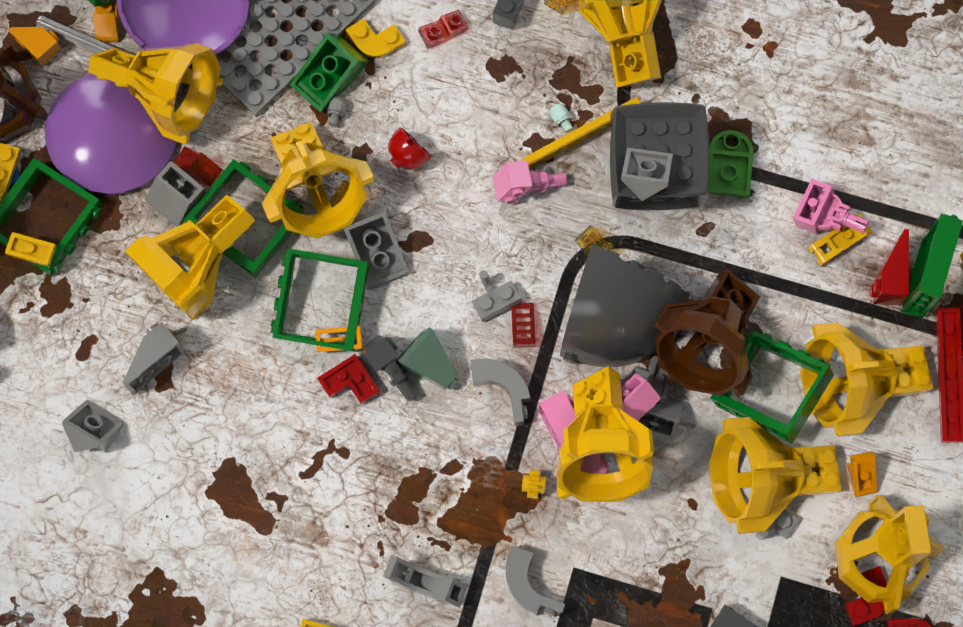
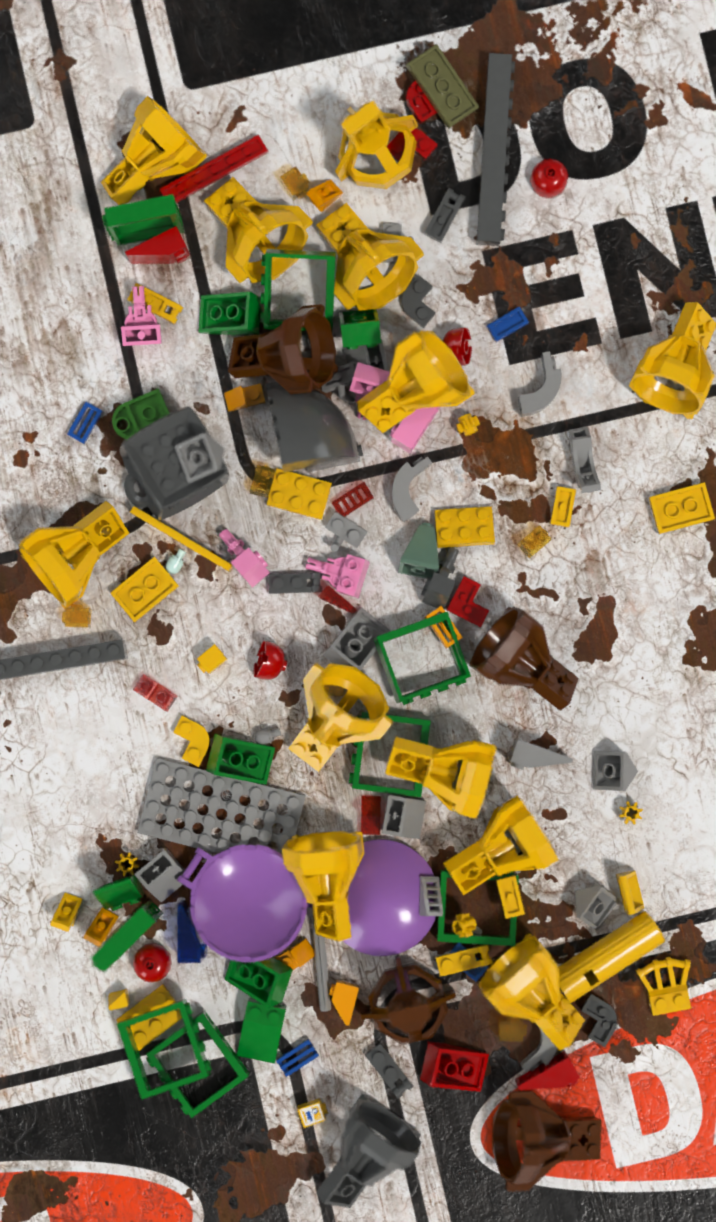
camera: 115 degrees left, 10 degrees up
(31, 188) = (464, 925): none -> yellow gear
(41, 427) = (626, 809): none -> yellow gear
(76, 180) = (437, 901): none -> light grey slope
(79, 274) = (495, 852): none -> yellow plate
(268, 396) = (519, 655): none -> reddish brown plate
(372, 483) = (534, 541): none -> clear yellow bracket
(390, 534) = (563, 507): none -> yellow plate
(429, 420) = (464, 527): none -> yellow plate
(432, 250) = (332, 597): none -> clear red slope
(443, 98) = (211, 659): none -> yellow brick
(452, 271) = (345, 574): none -> bright pink brick
(472, 220) = (294, 583): none -> dark grey plate
(551, 72) = (144, 589): none -> yellow plate
(557, 276) = (299, 494): none -> yellow plate
(617, 589) = (507, 324): none -> blue tile
(622, 519) = (457, 341): none -> red cylinder
(692, 274) = (244, 397): none -> light orange slope
(694, 502) = (413, 303): none -> dark grey plate
(696, 424) = (360, 328): none -> green slope
(763, 122) = (93, 409): none -> blue tile
(772, 589) = (444, 215): none -> dark grey plate
(787, 307) = (230, 314): none -> green slope
(891, 450) = (295, 183): none -> clear yellow brick

